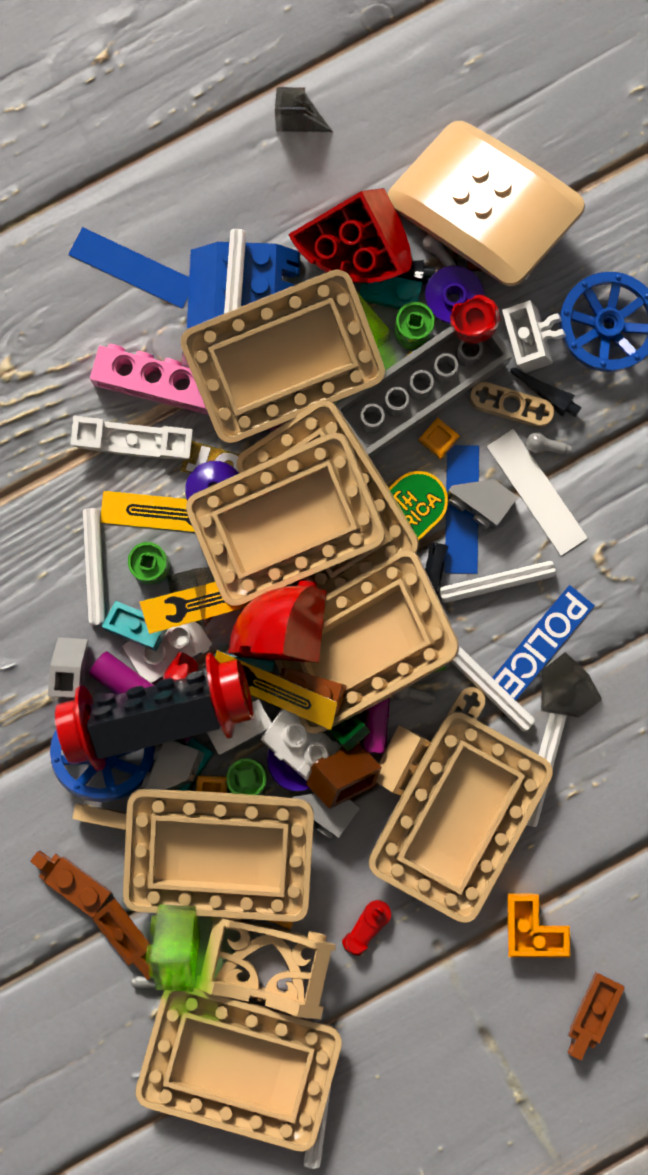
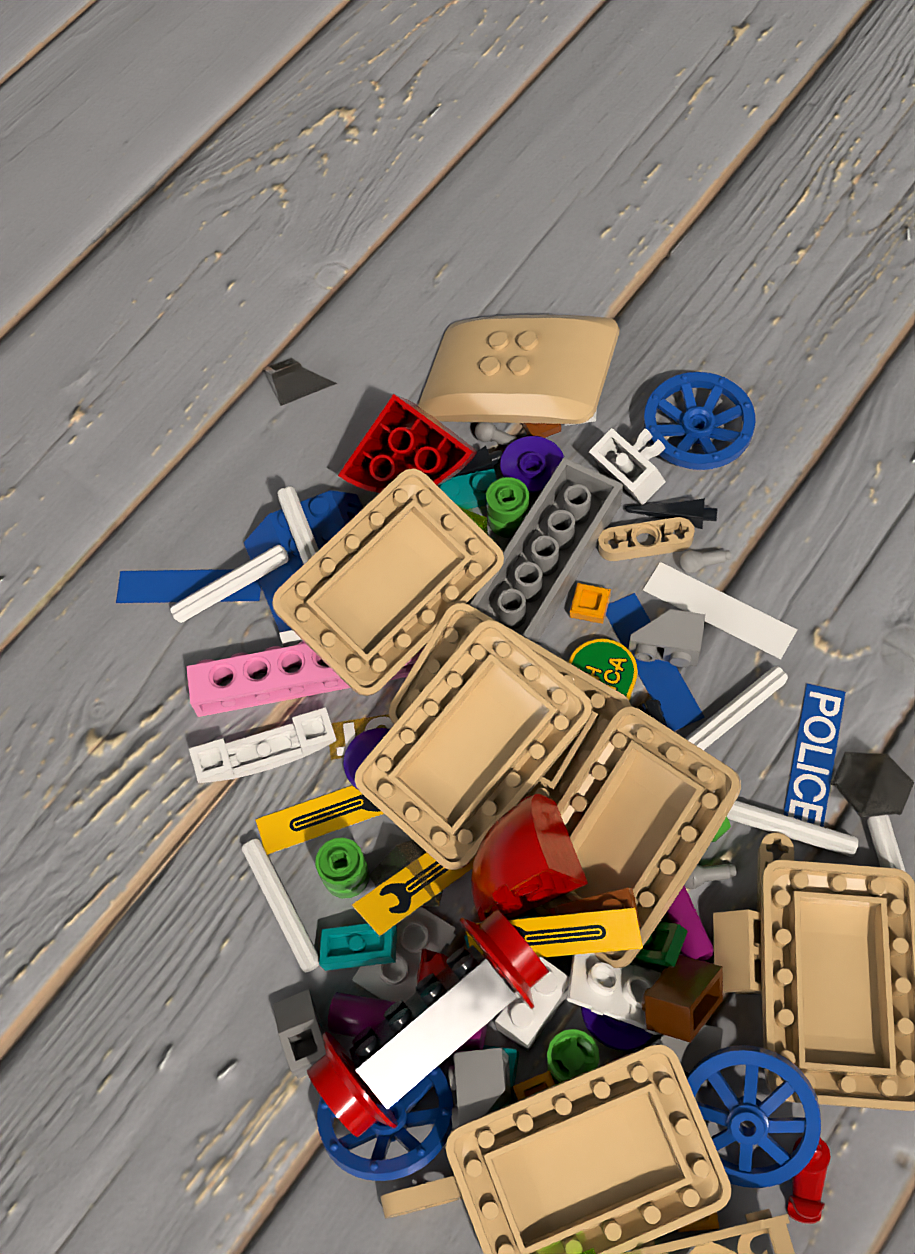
camera: 20 degrees left, 20 degrees down
(162, 287) = (229, 583): none -> white axle
(343, 874) = (752, 1109): none -> blue wheel
(475, 319) = (568, 463): red hair -> none

